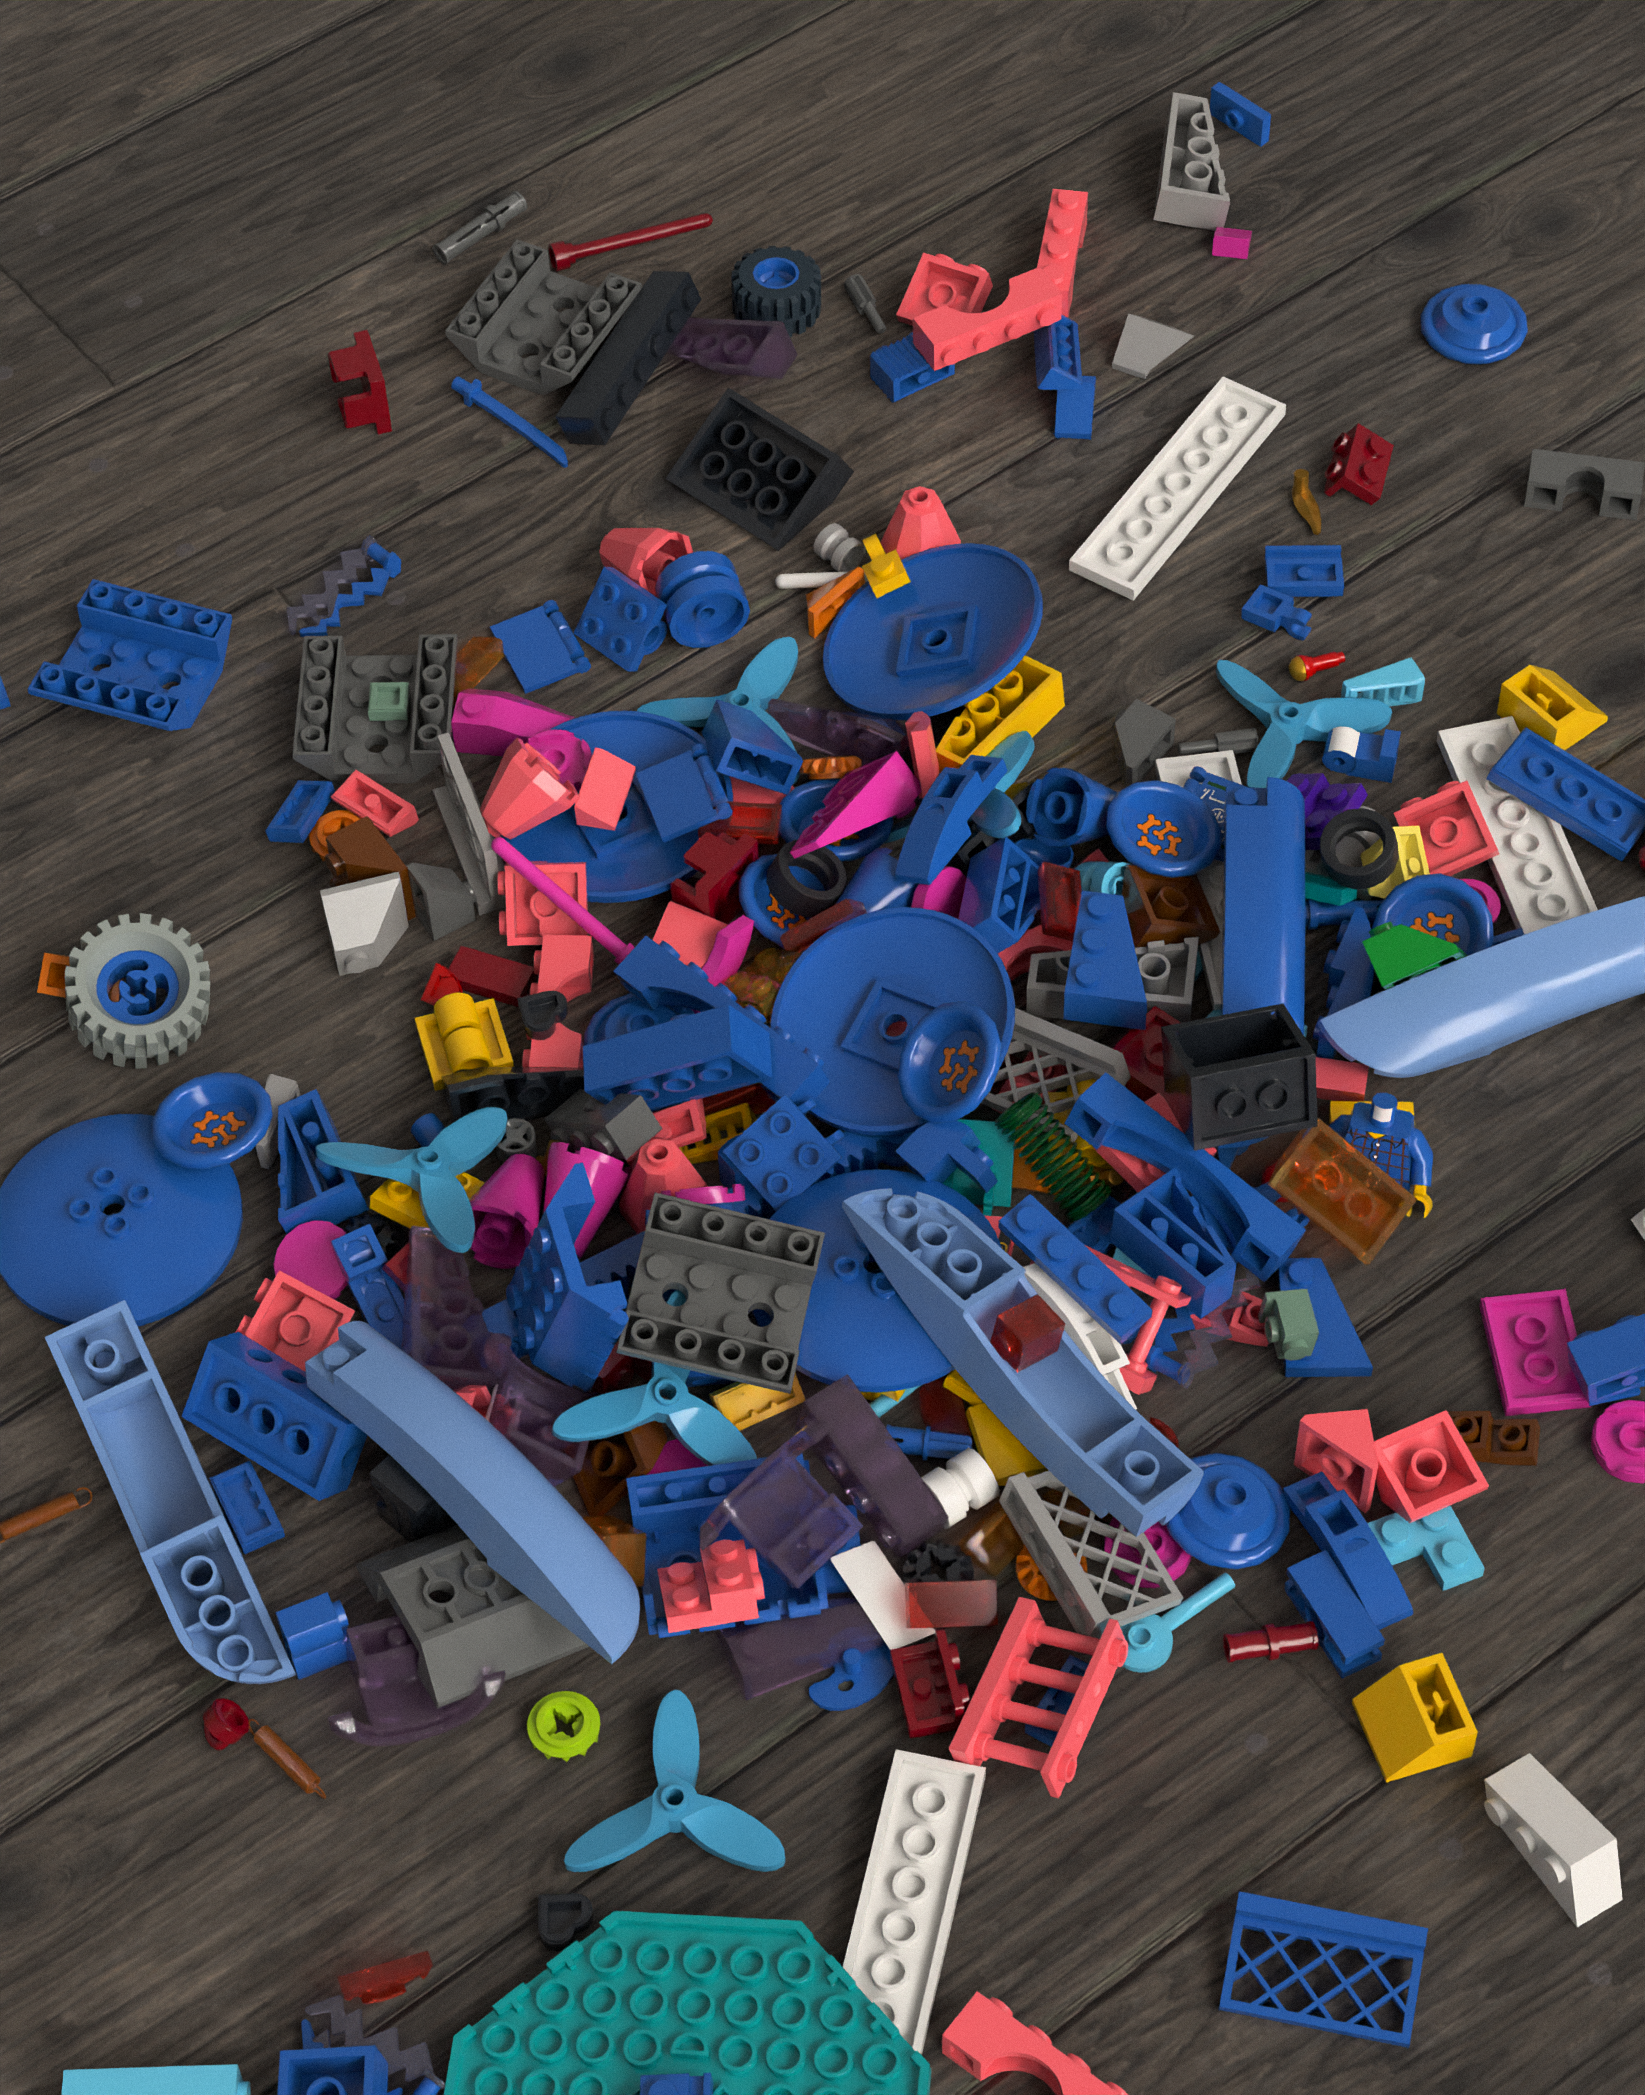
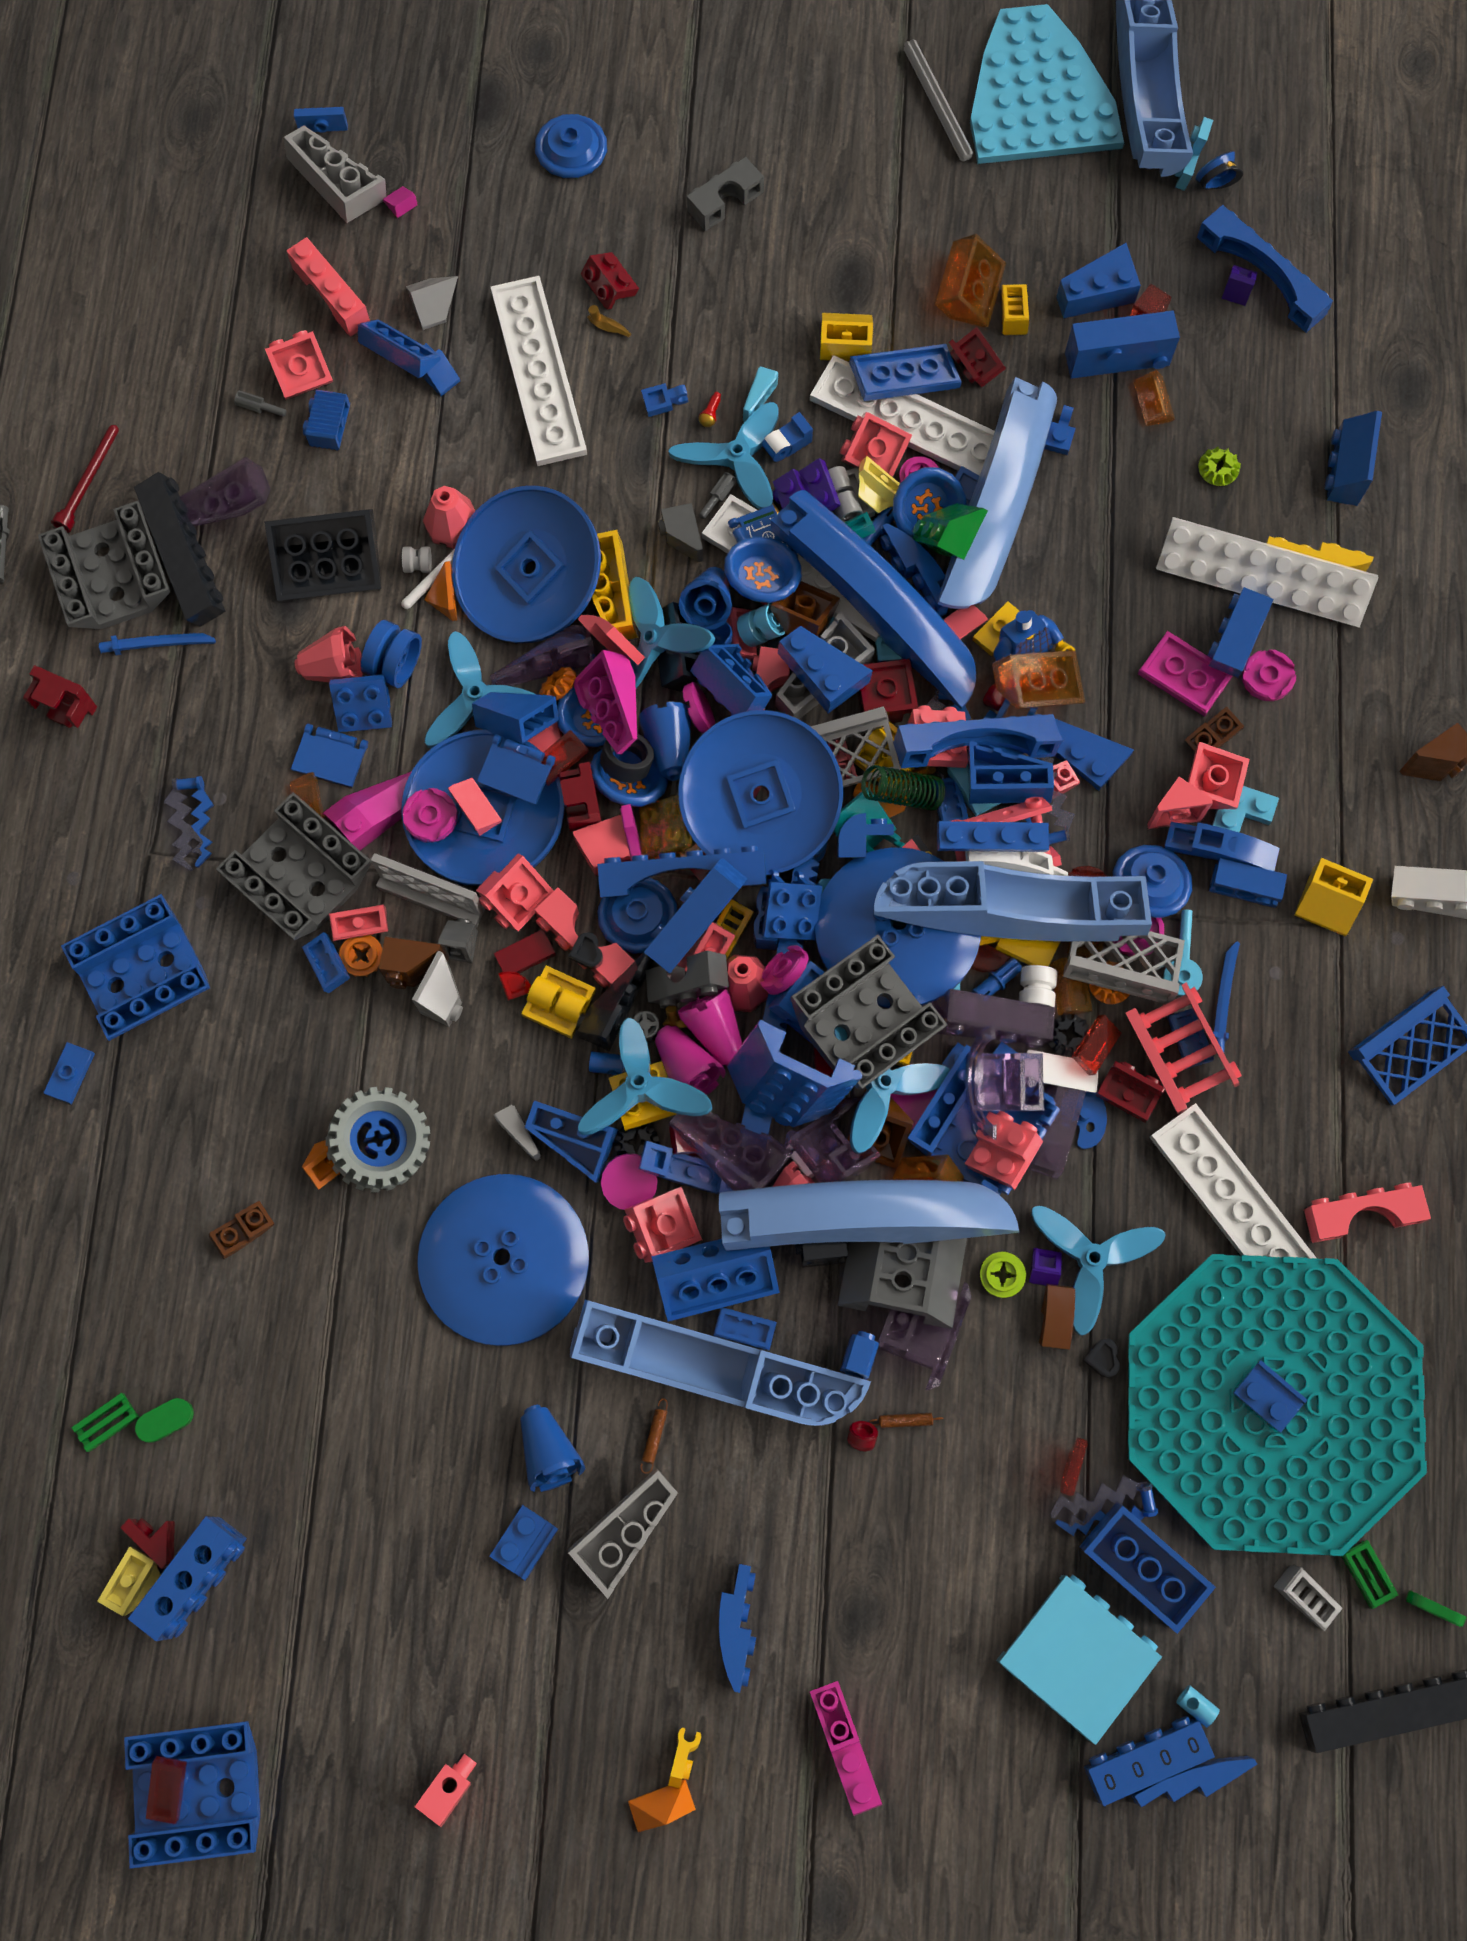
camera: 50 degrees left, 20 degrees up
(211, 1120) = (498, 1166): blue piece -> none
(388, 701) = (299, 860): sand green tile -> none
(524, 792) = (446, 845): coral cone -> none
(561, 899) = (583, 879): dark pink piece -> none
(564, 1821) = (1058, 1316): none -> reddish brown slope
(618, 1767) = (1045, 1267): none -> dark purple slope
(777, 287) = (208, 439): black wheel -> none
(808, 932) = (672, 775): clear red tile -> none
(885, 570) = (459, 551): yellow plate -> none
(942, 817) = (669, 663): blue slope -> none
(949, 1062) = (826, 790): blue piece -> none
(950, 335) = (340, 386): coral arch -> none
(1027, 1333) = (1013, 890): clear red brick -> none
(1059, 899) = (757, 653): clear red tile -> none
(1105, 1735) = (1224, 995): none -> blue sword
(1239, 1076) = (961, 669): black container -> none
(1270, 1641) = (1236, 922): dark red pin -> none
(1289, 1323) = (1091, 766): sand green brick -> none
(1305, 570) = (650, 362): blue plate -> none
(1354, 821) = (861, 474): black tyre -> none

